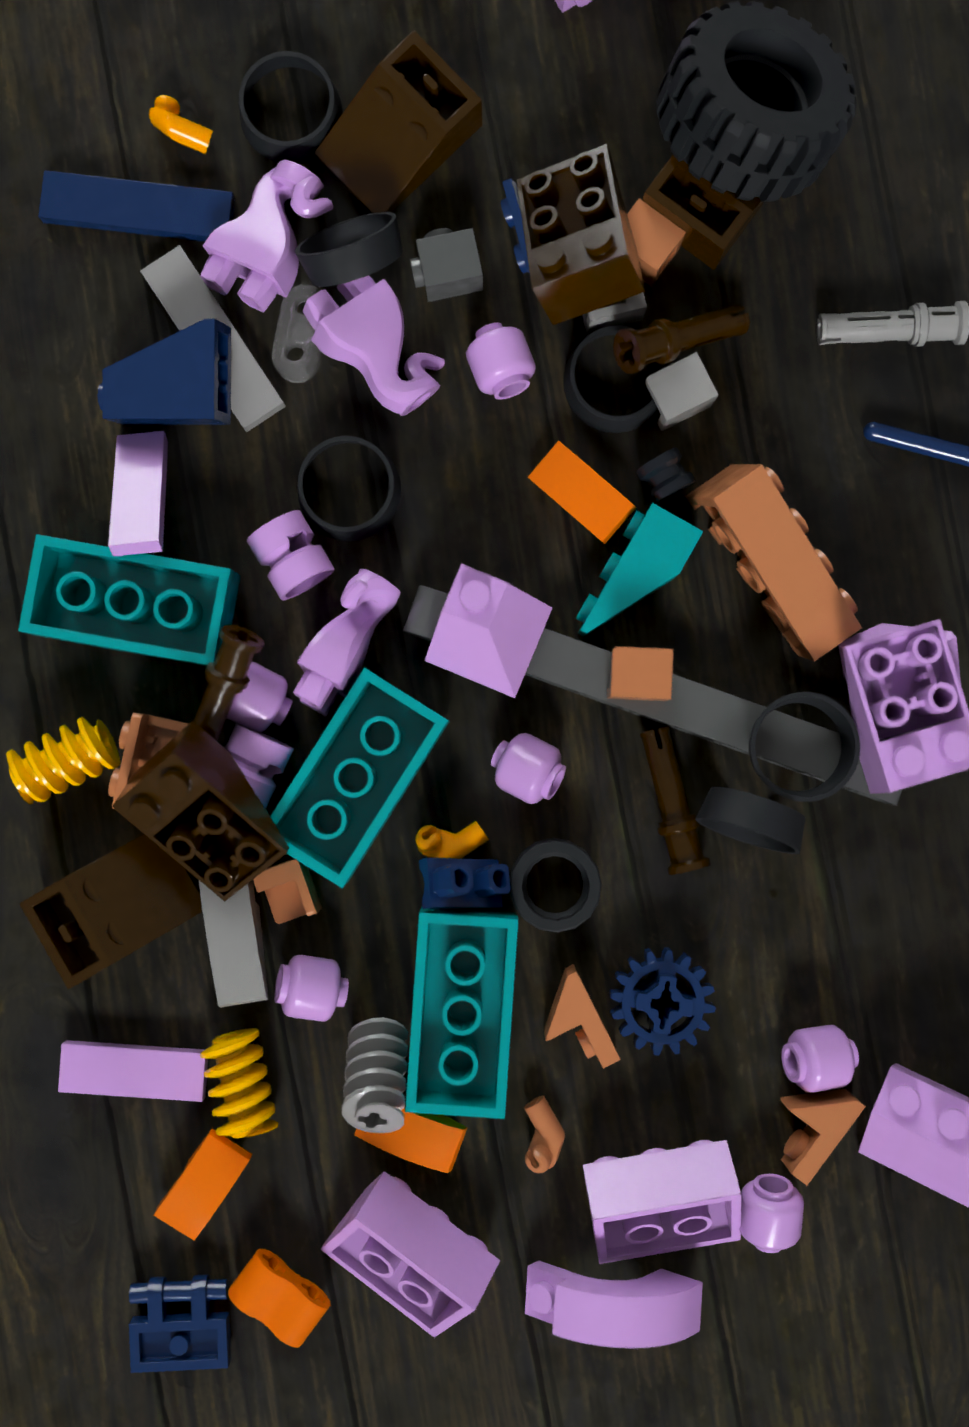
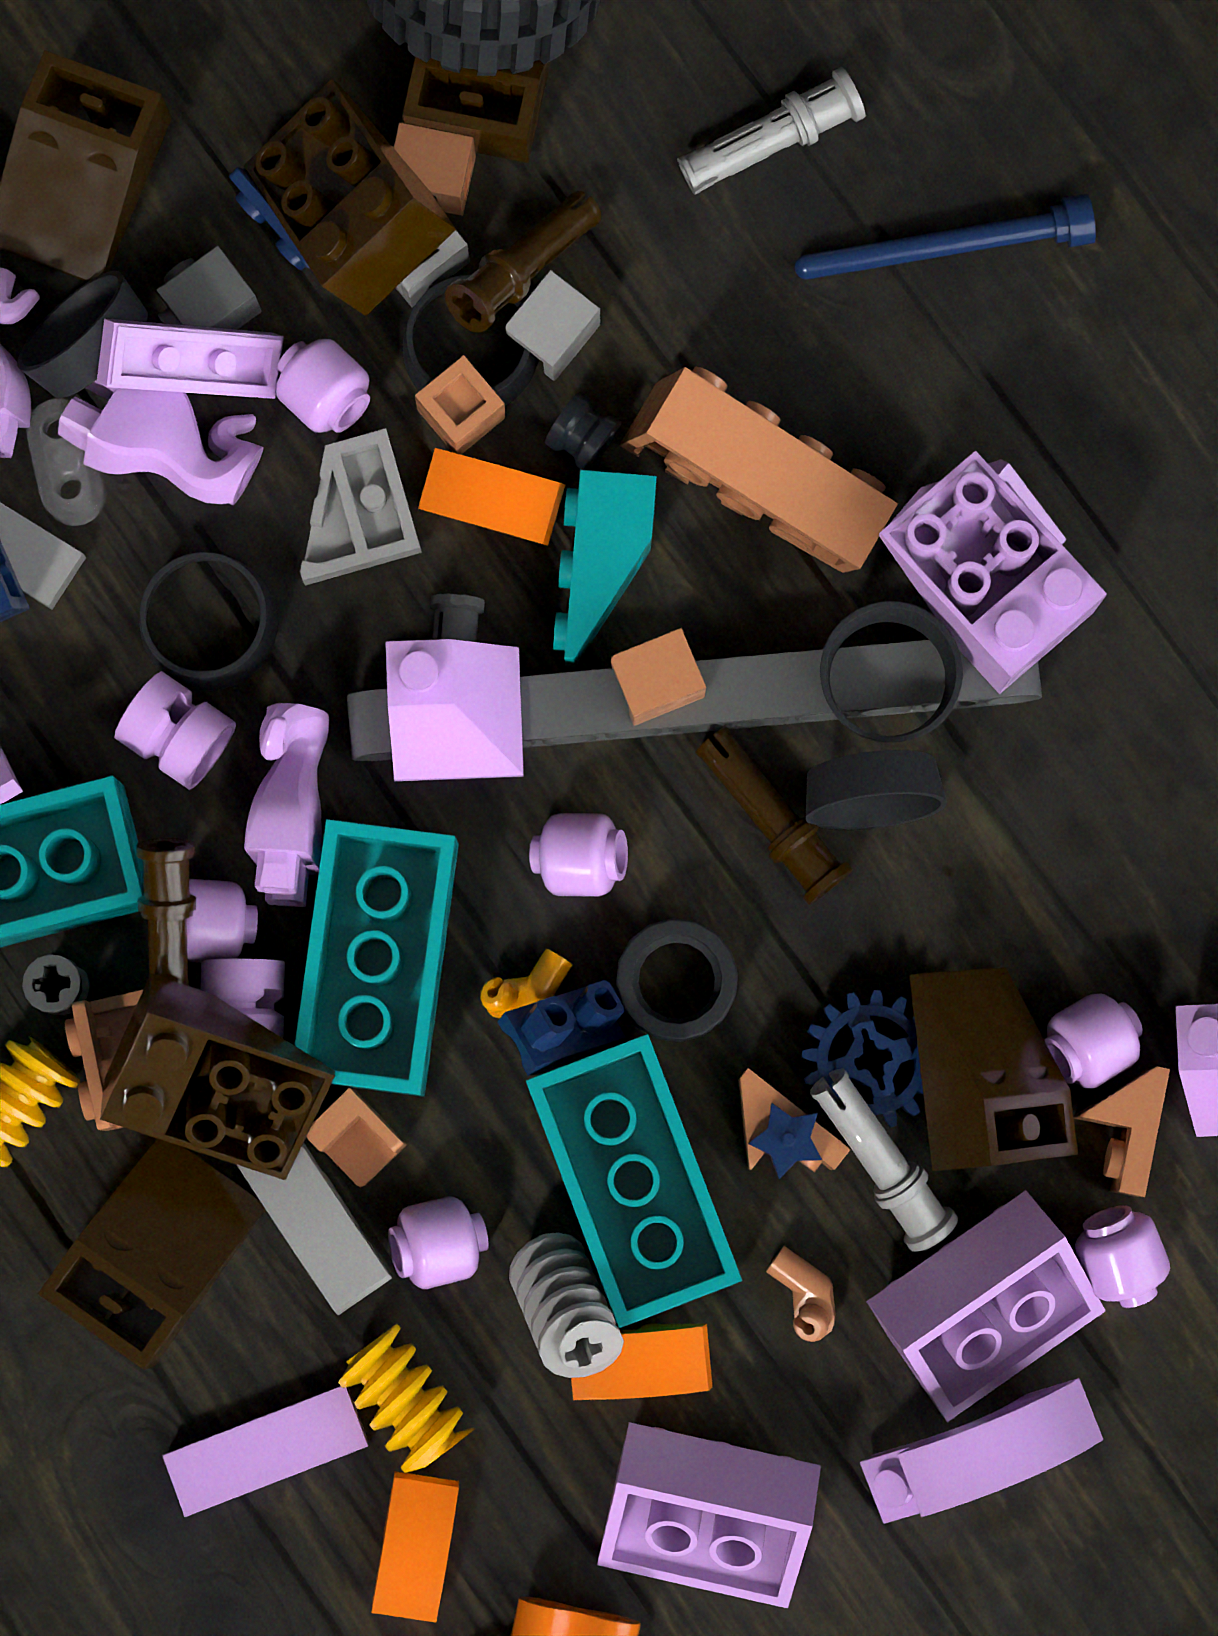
camera: 25 degrees left, 5 degrees down
(122, 703) = (43, 971): none -> dark grey bush
(415, 298) = (189, 359): none -> lavender tile
(486, 459) = (358, 510): none -> light grey wing
(518, 566) = (456, 616): none -> dark grey bush
(580, 1034) = (787, 1139): none -> dark blue piece
(589, 418) = (460, 406): none -> nougat panel
(642, 1095) = (899, 1183): none -> light grey pin
(737, 1054) = (987, 1073): none -> dark brown slope

